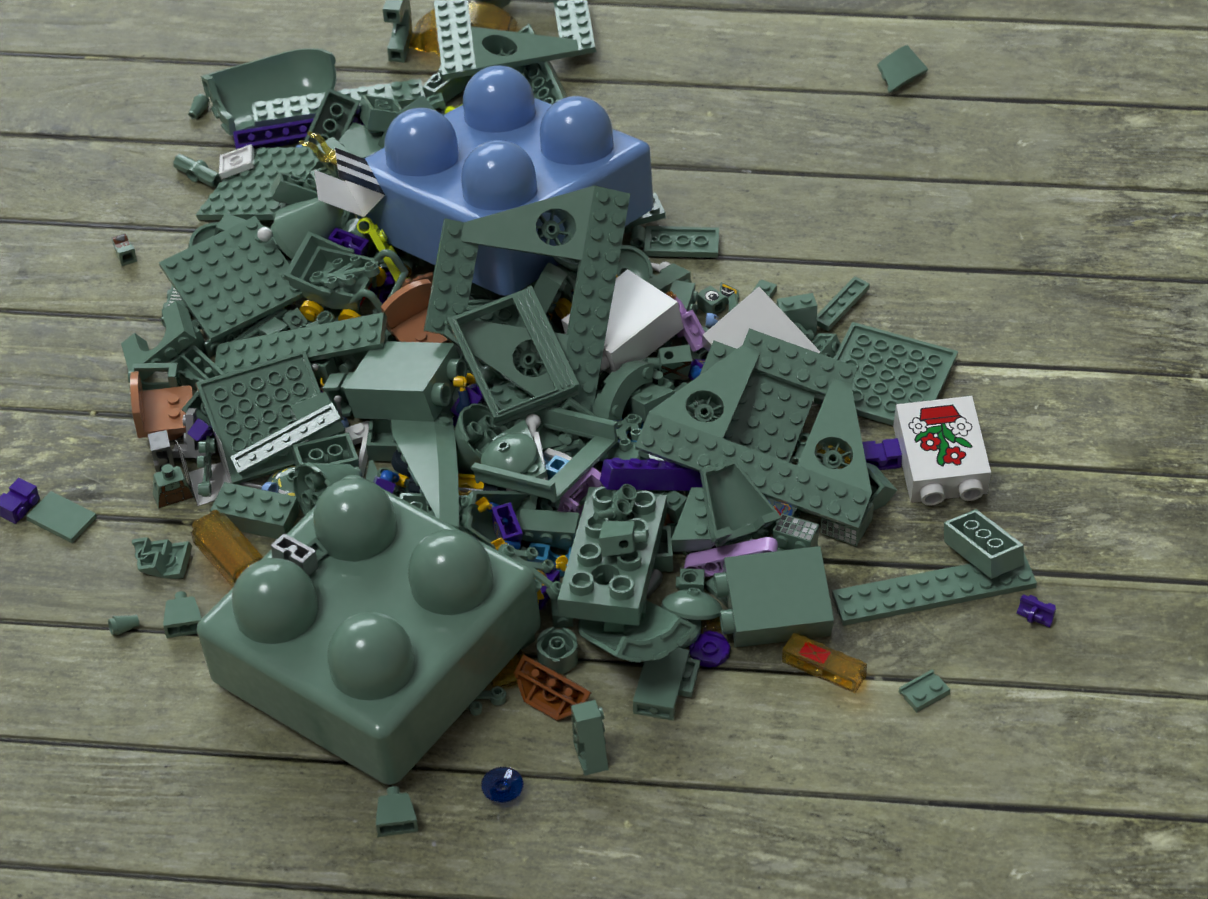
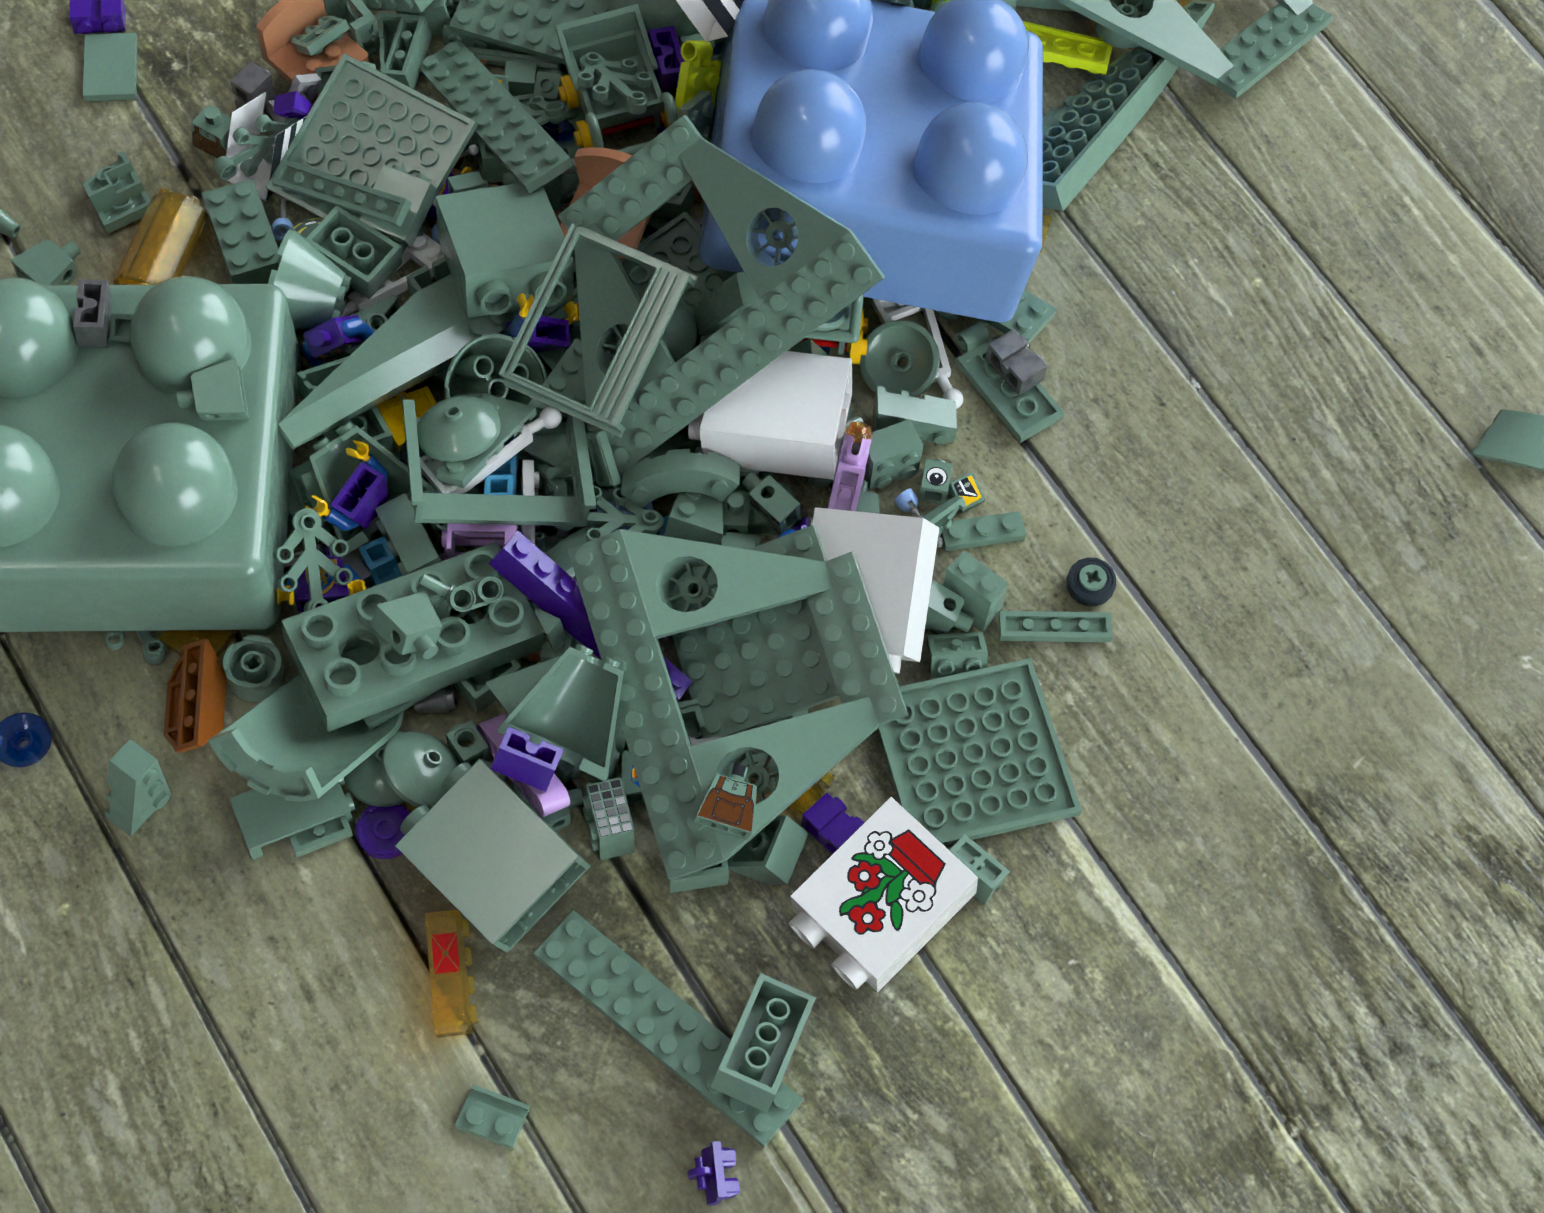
camera: 45 degrees right, 15 degrees up
(158, 396) = (318, 36): none -> sand green plate
(405, 256) = (700, 113): none -> sand green plate
(408, 524) = (217, 393): none -> sand green torso
(665, 488) = (552, 628): none -> sand green slope
(673, 226) = (1015, 362): none -> flat silver brick
(743, 537) = (525, 760): none -> dark purple brick
(828, 274) = (1093, 591): none -> black wheel
(847, 465) = (729, 804): none -> torso

